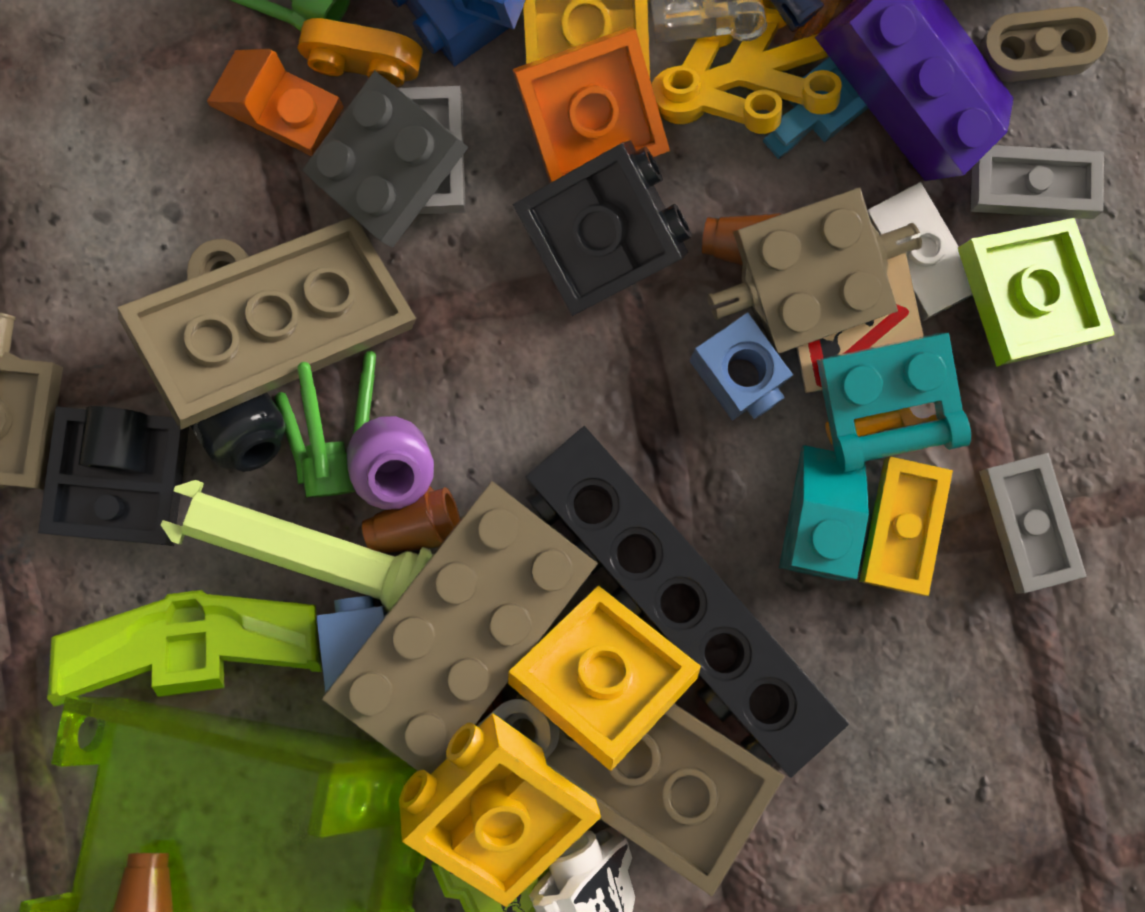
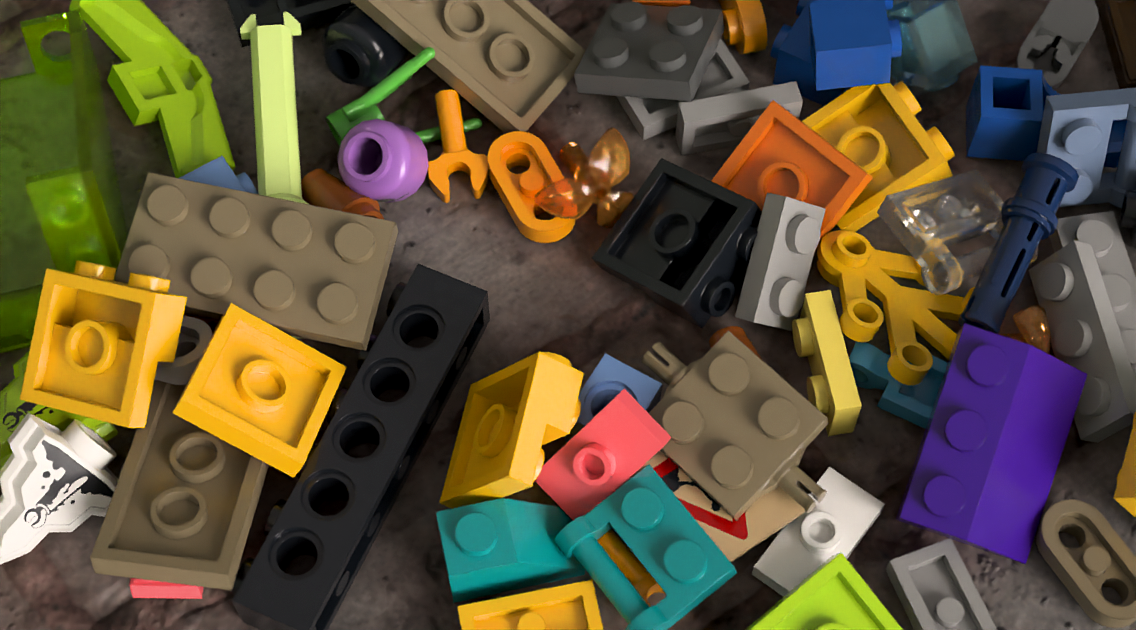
camera: 65 degrees right, 20 degrees down
(396, 389) = (455, 152): none -> light orange bar
(473, 335) = (519, 190): none -> light orange plate
(488, 114) = (727, 118): none -> light grey plate
(510, 274) = (592, 181): none -> clear orange plant
(660, 135) = (780, 261): none -> light grey plate
(738, 467) = (507, 424): none -> yellow plate
(794, 396) = (602, 456): none -> coral plate
(795, 166) = (832, 381): none -> light yellow plate

